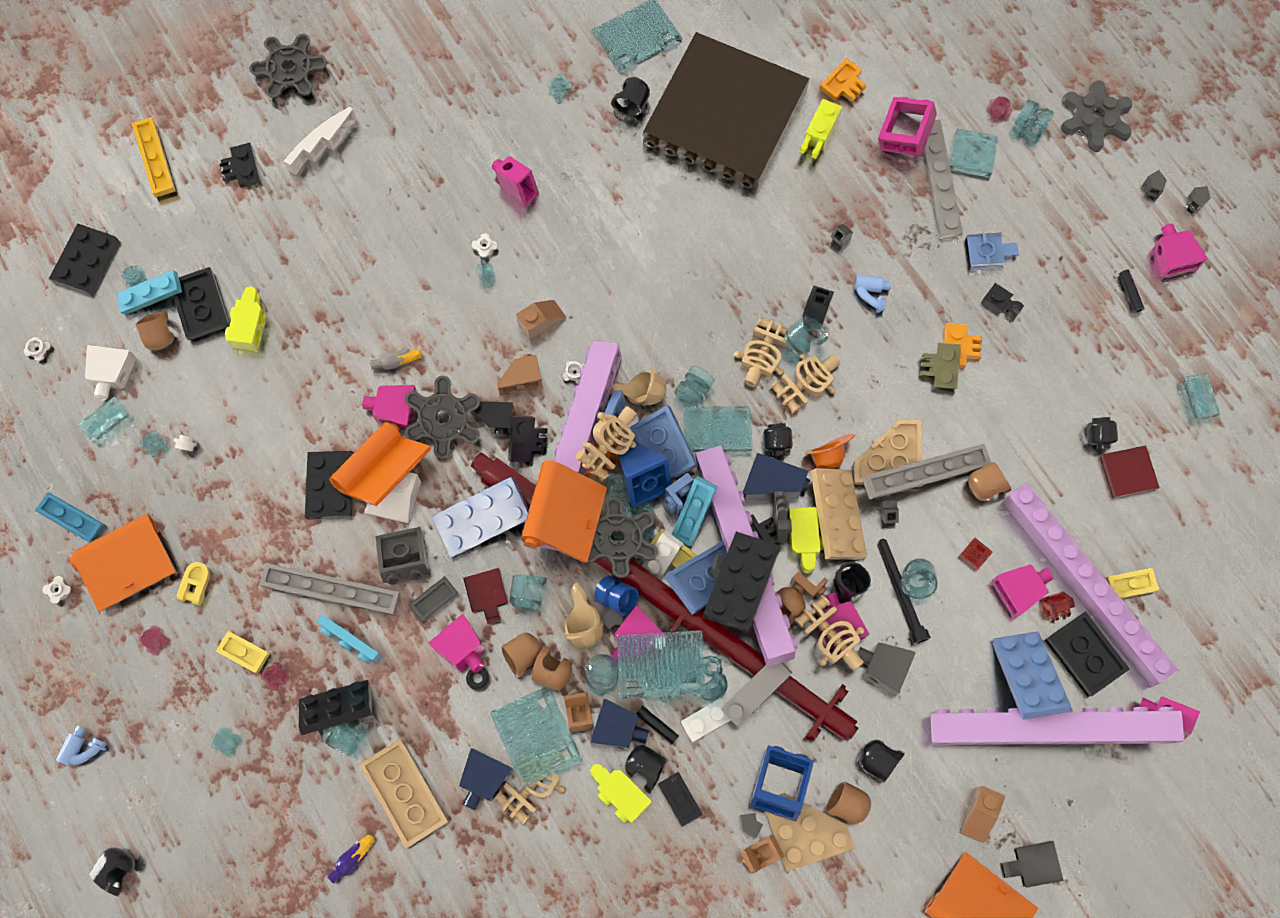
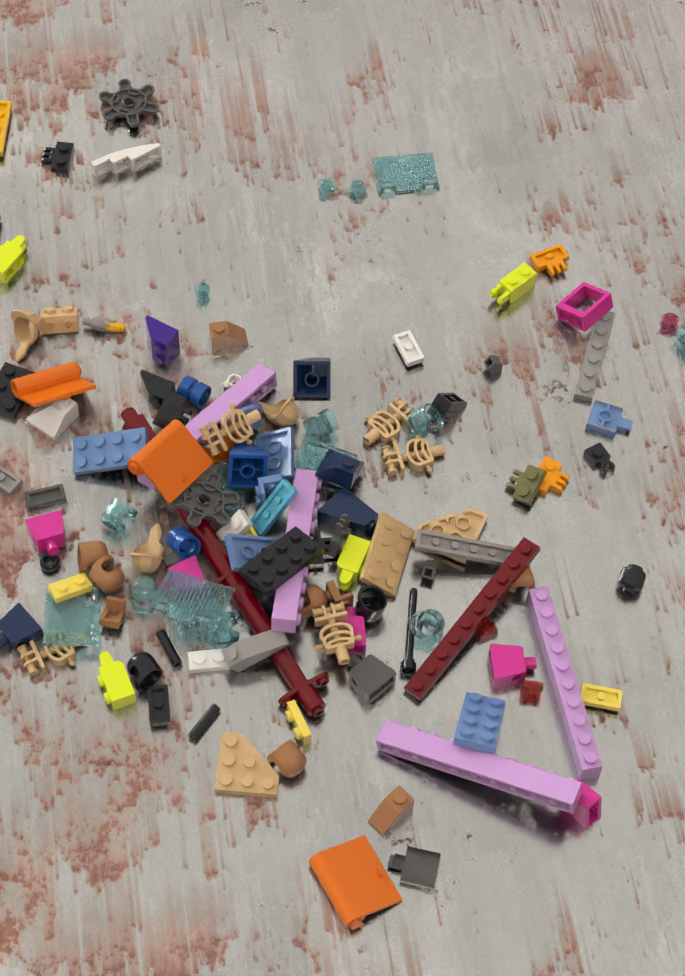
camera: 20 degrees right, 15 degrees down
(313, 402) = (26, 329): none -> tan piece
(342, 373) = (59, 320): none -> tan bracket
(390, 405) = (86, 353): dark pink torso -> none
(401, 555) = (37, 456): dark grey plate -> none
(428, 423) = (108, 364): dark grey plate -> none
(473, 356) = (162, 341): none -> dark purple slope
(485, 593) = (87, 507): dark red piece -> none
(488, 249) = (211, 273): white plate -> none
(516, 179) = (258, 229): dark pink torso -> none
(516, 701) = (70, 587): none -> light yellow plate
(521, 375) = (193, 365): medium nougat slope -> none
(534, 402) = (195, 392): none -> blue wheel
(595, 70) = (357, 188): none -> clear light blue plate
(617, 727) = (135, 635): dark blue torso -> none
(637, 92) = (381, 207): black helmet -> none
(658, 331) = (311, 378): none -> dark blue slope
(725, 110) = (446, 247): dark brown panel -> none
(736, 796) = (204, 722): none -> black piece
(742, 251) = (408, 348): none -> white plate
(743, 433) = (339, 469): none -> dark blue slope
(750, 825) = (203, 745): dark grey piece -> none
(762, 854) = (201, 768): medium nougat bracket -> none
(774, 803) = (232, 733): blue window -> none
(778, 439) = (367, 485): black head -> none
(830, 454) = (402, 511): orange piece -> none
(845, 761) = (301, 729): none -> light yellow plate
(872, 284) = (494, 405): light blue plant -> none
(879, 759) = (325, 735): black helmet -> none
(965, 554) = (471, 619): none -> dark red plate
(973, 152) = (631, 346): clear light blue tile -> none
(1088, 654) = (538, 732): black plate -> none
(1130, 471) = (642, 617): dark red tile -> none

